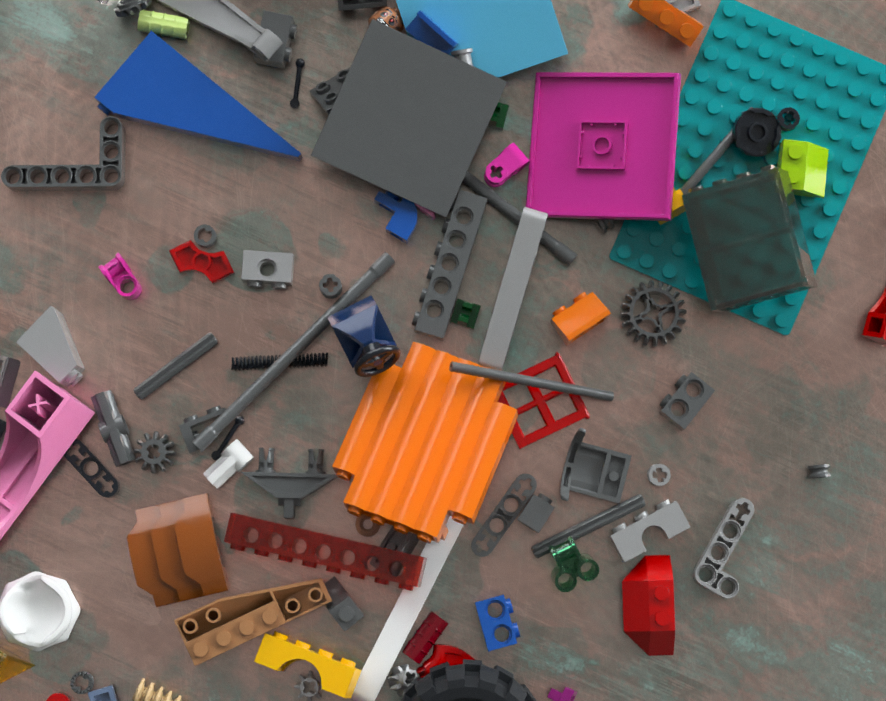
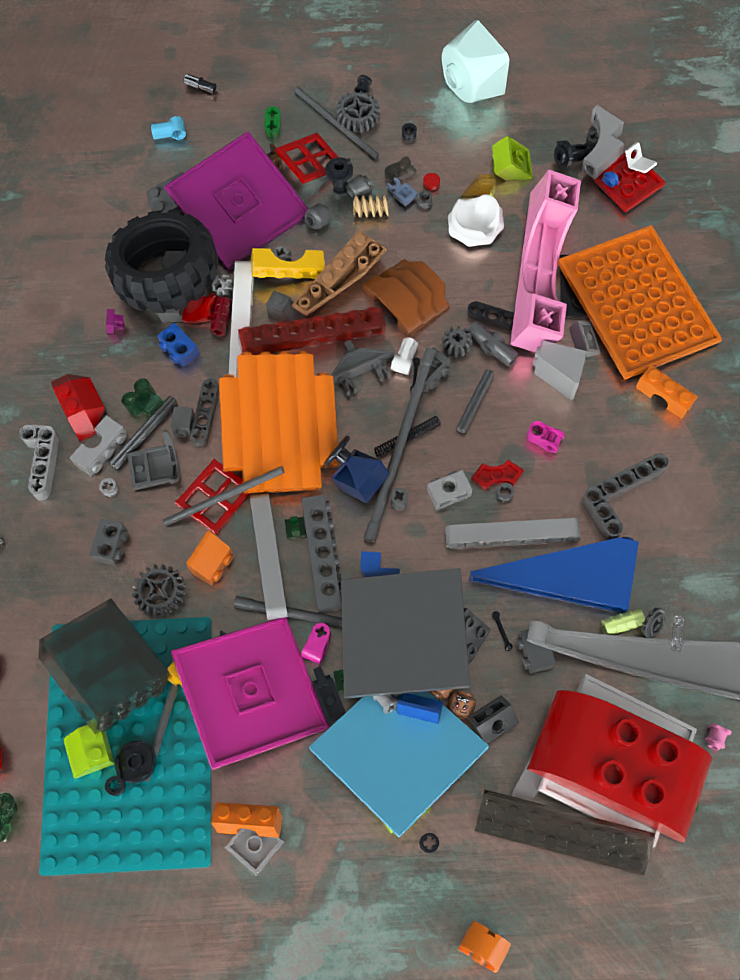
camera: 155 degrees right, 15 degrees down
(225, 182) = (512, 533): none -> light grey beam
(521, 103) = (328, 696): none -> black hinge

